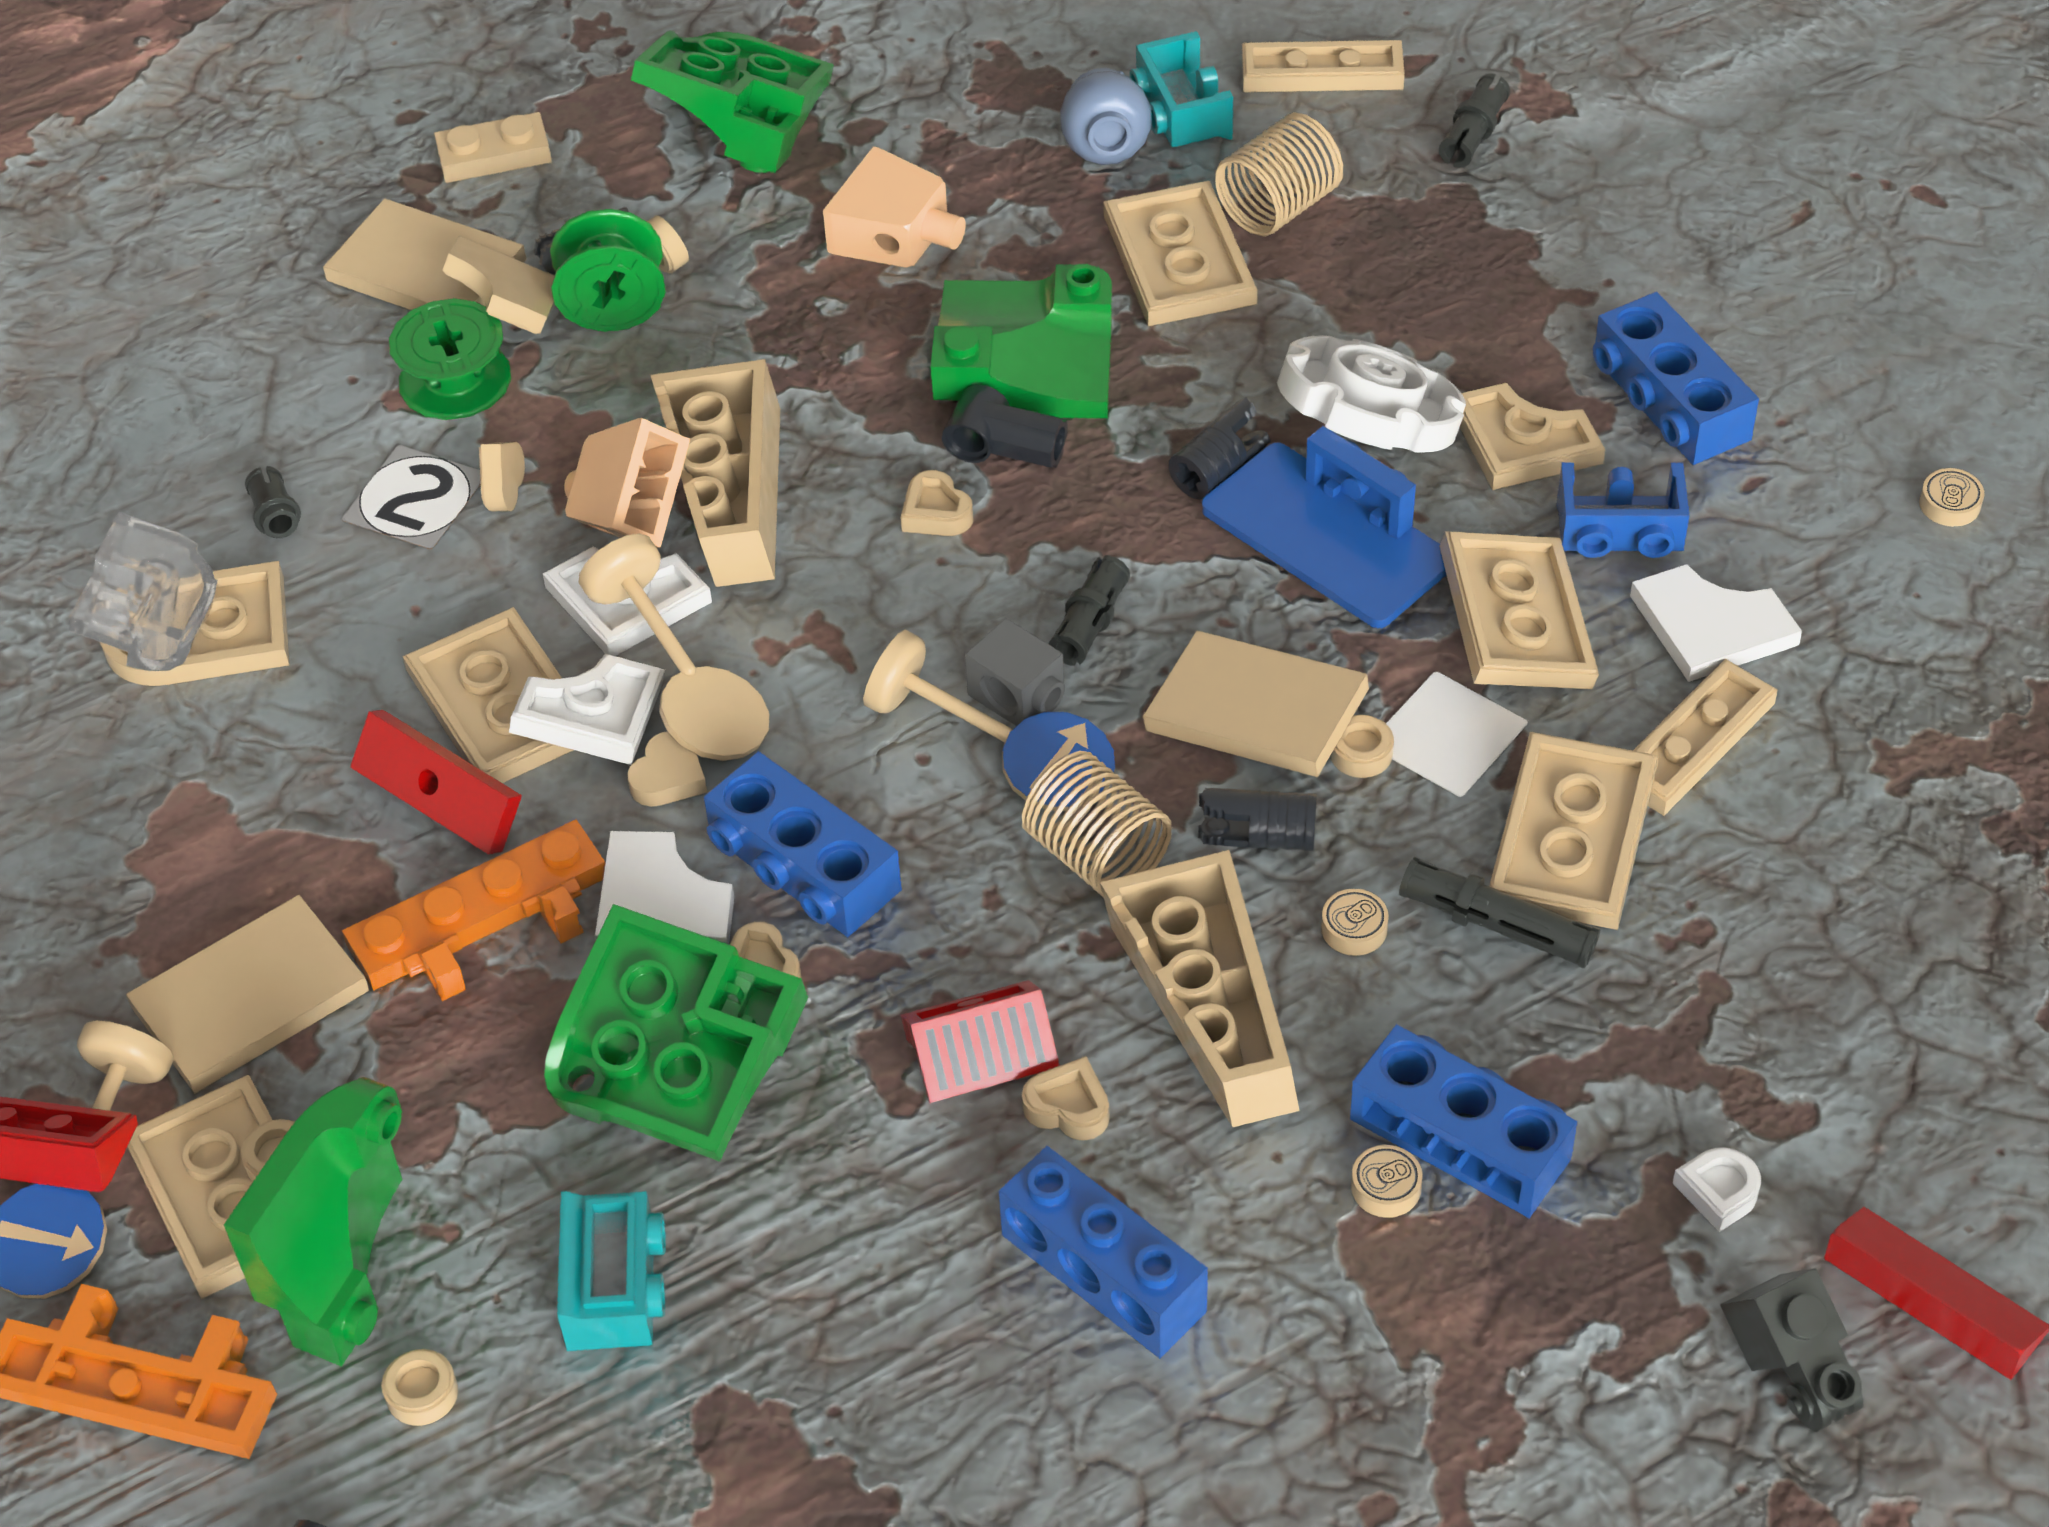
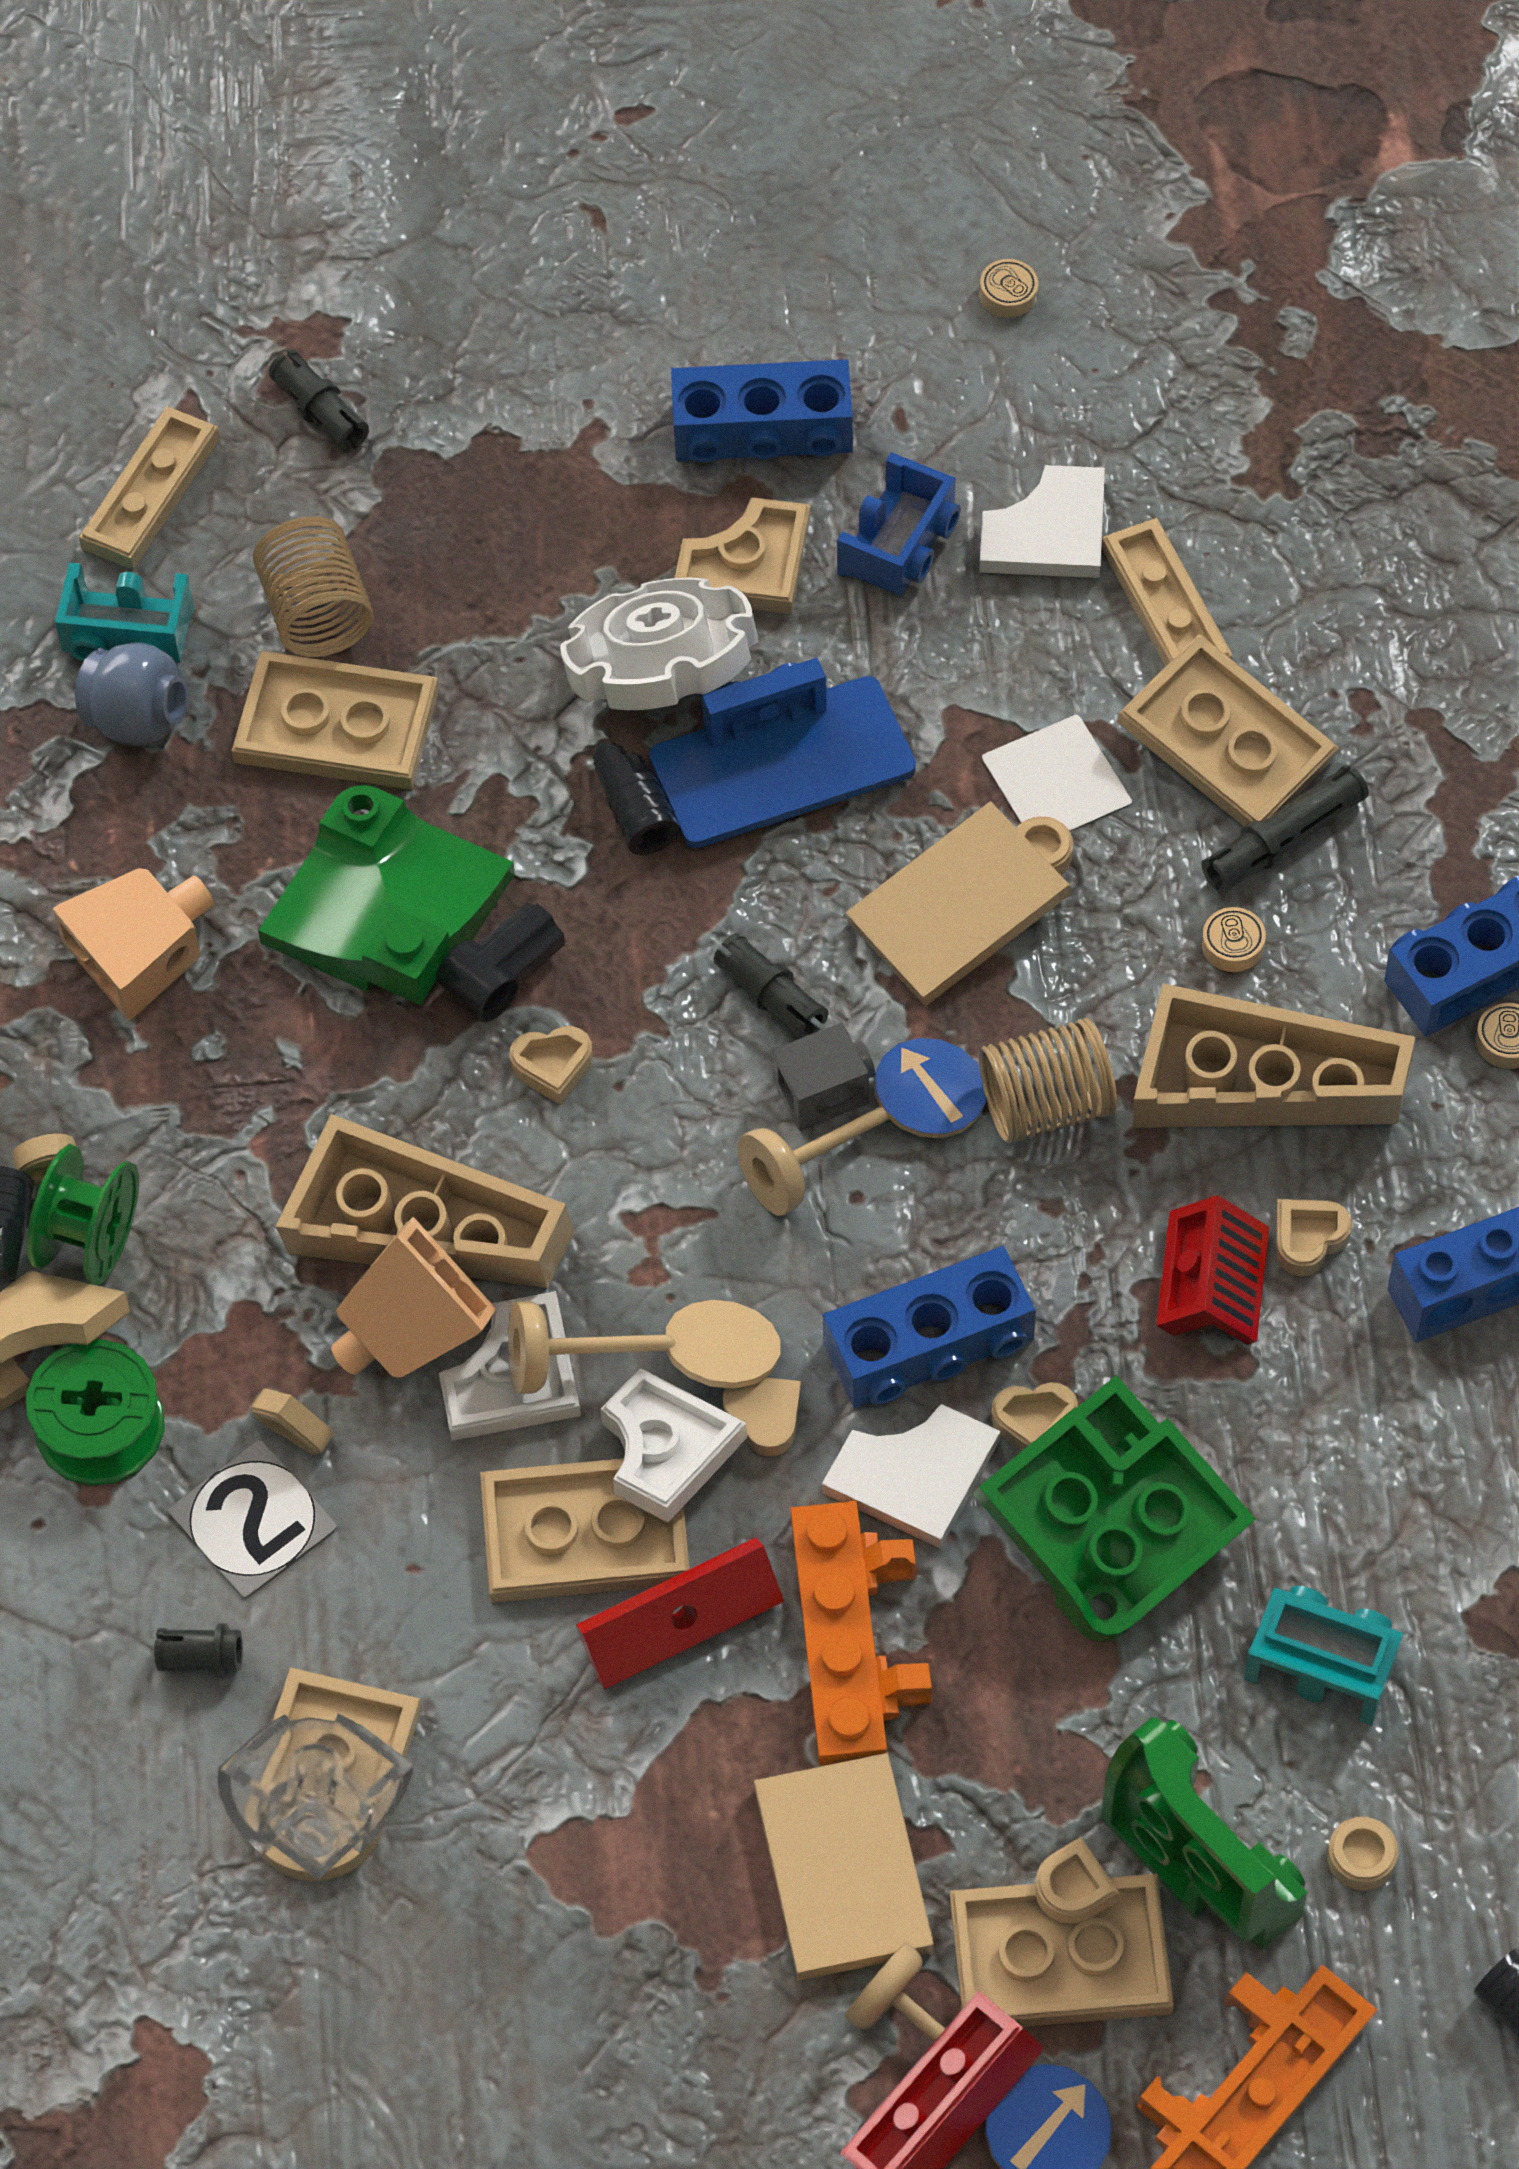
camera: 65 degrees left, 10 degrees up
(1258, 819) = (1095, 956): black hinge -> none
(1518, 611) = (962, 659): tan tile -> none

